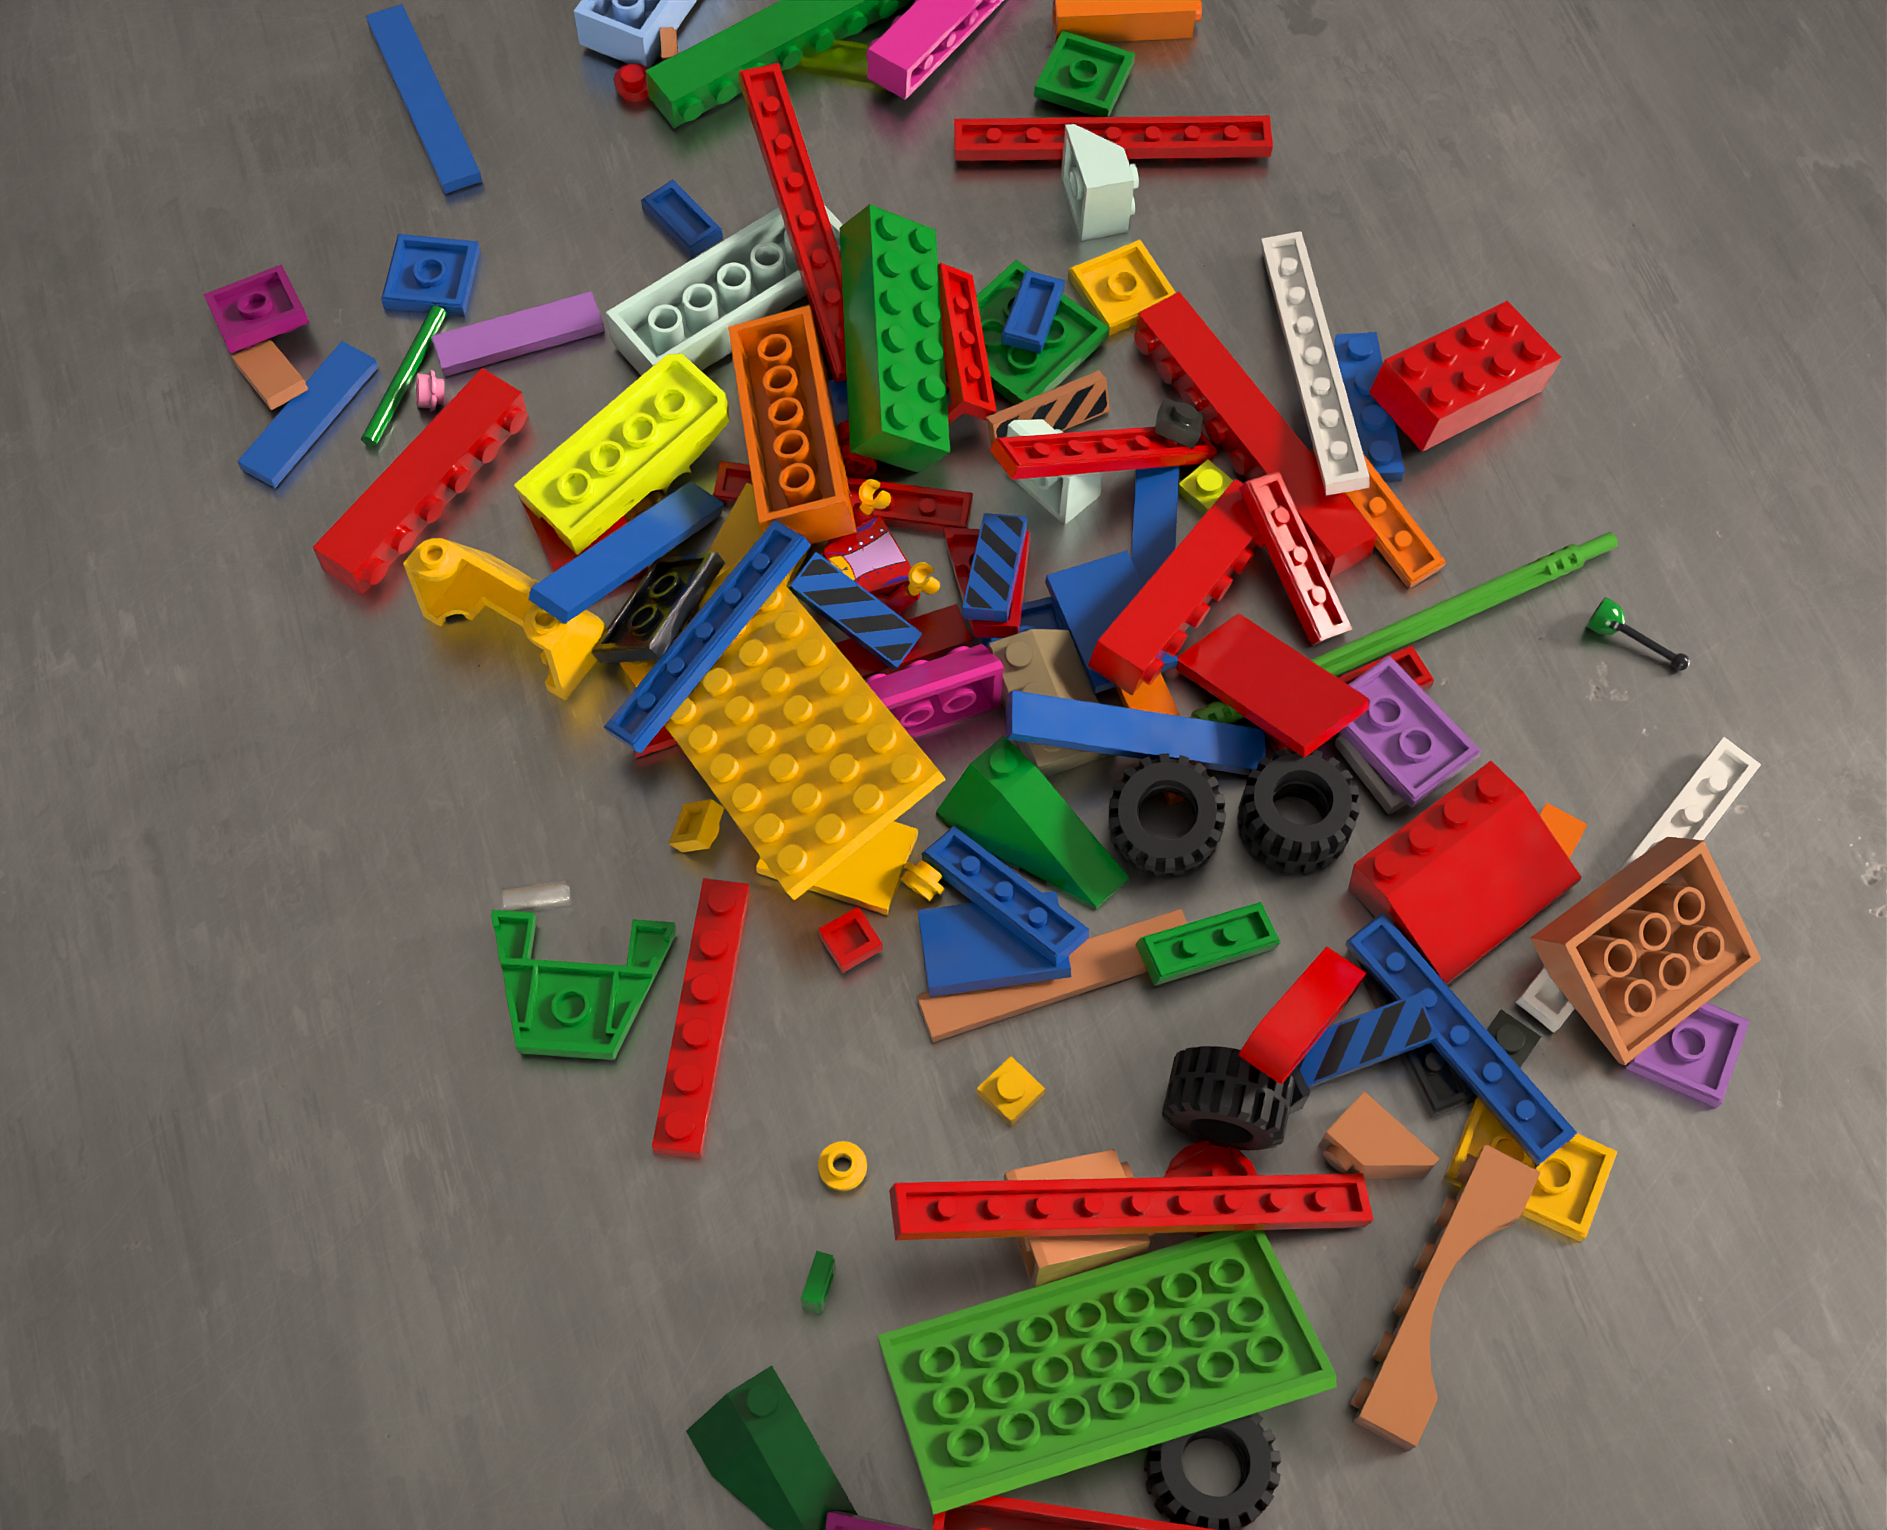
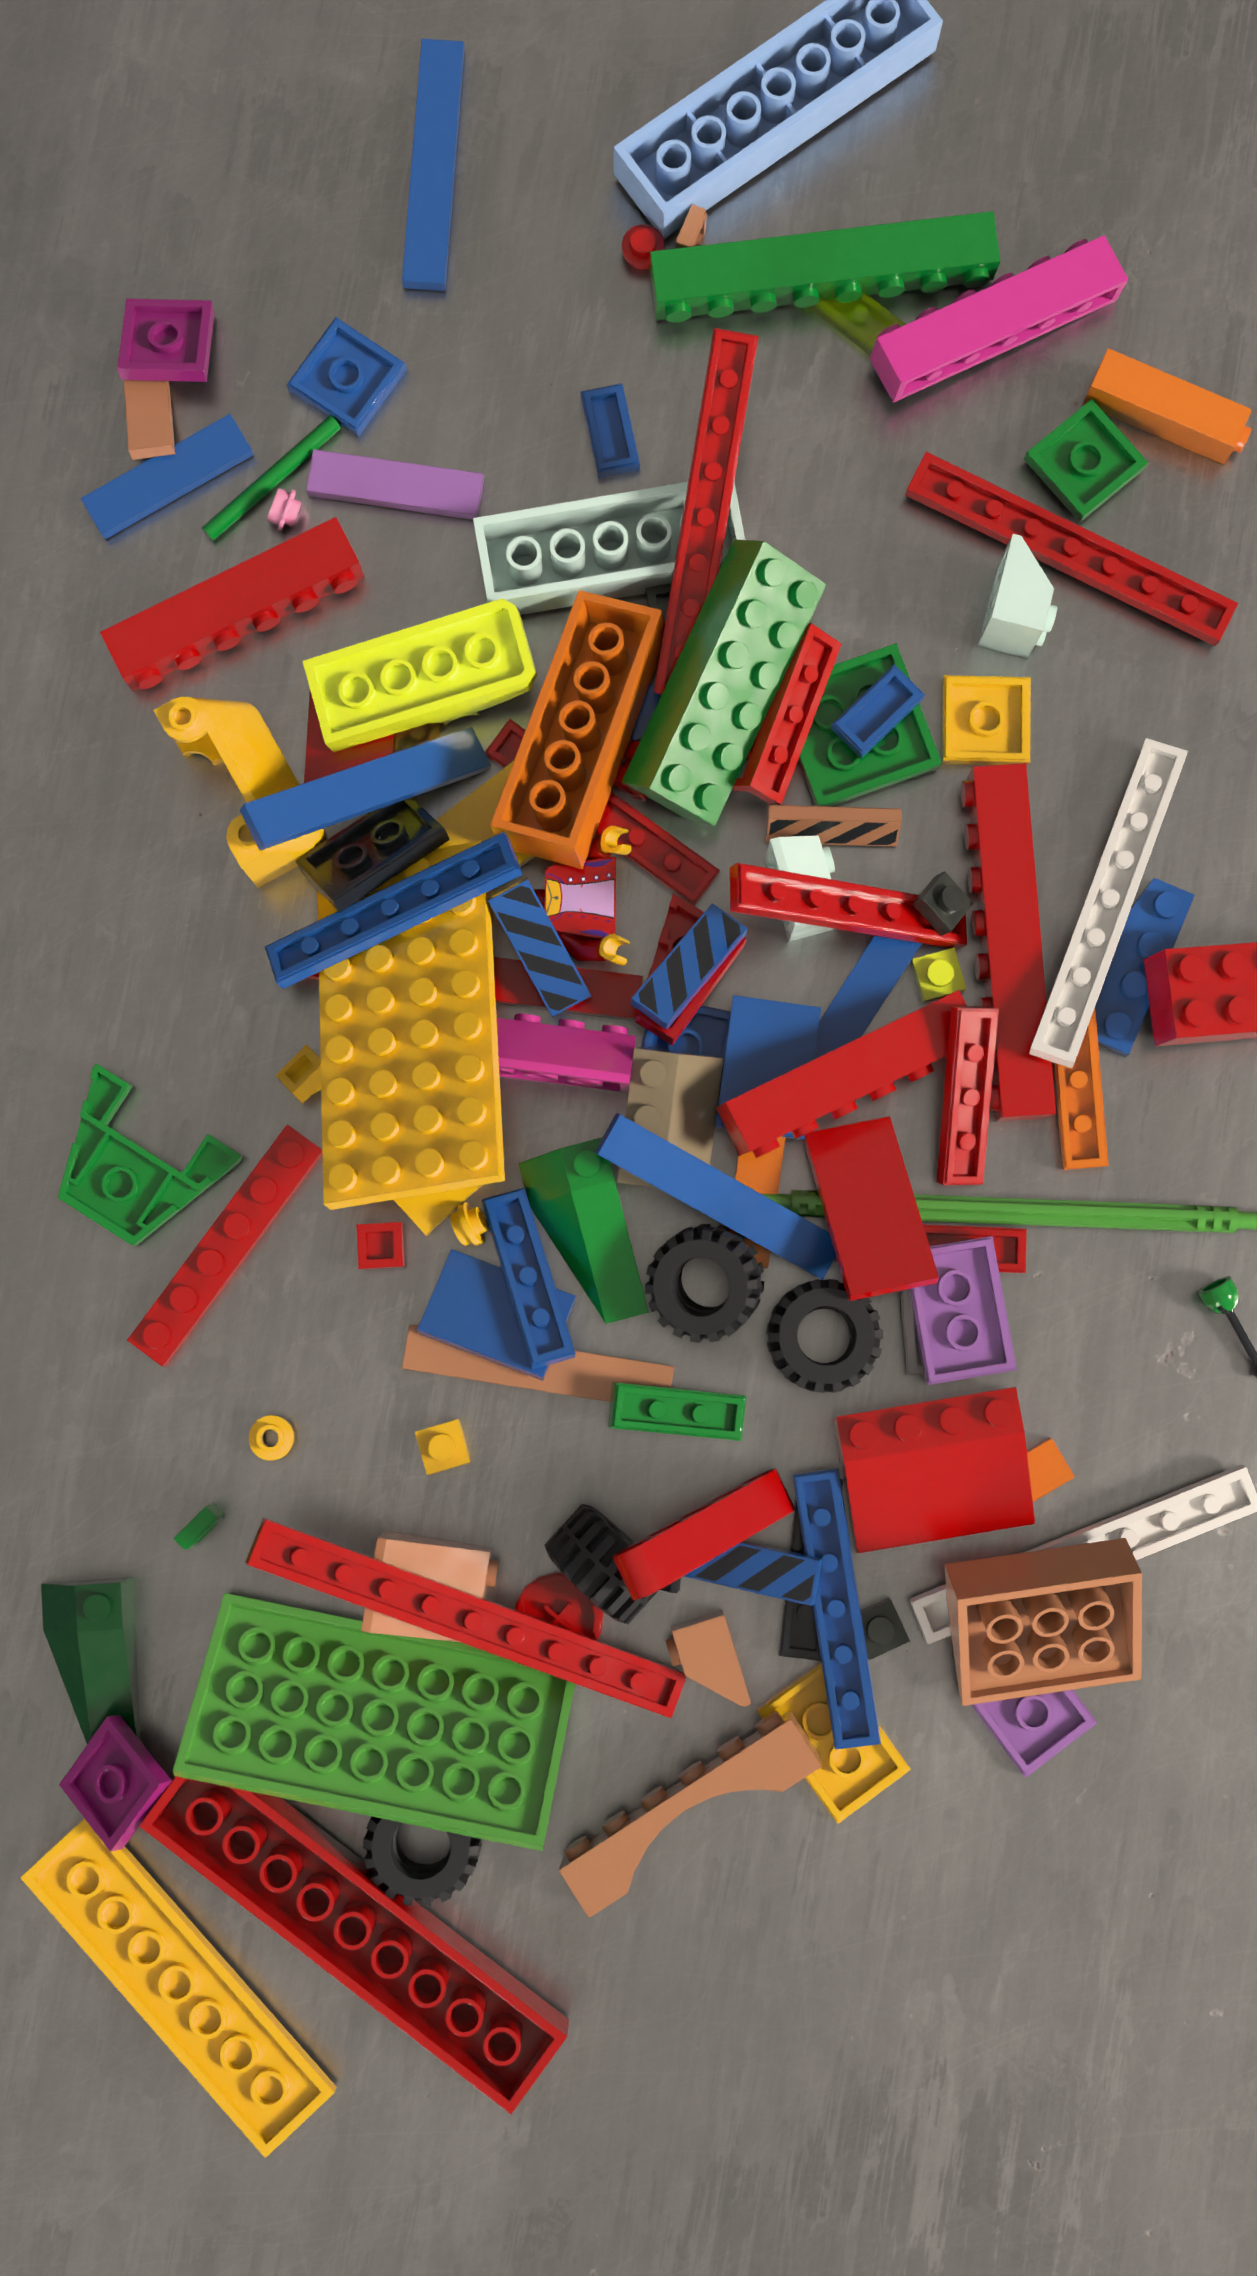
camera: 30 degrees right, 20 degrees up
(537, 896) = (141, 1067): clear axle -> none

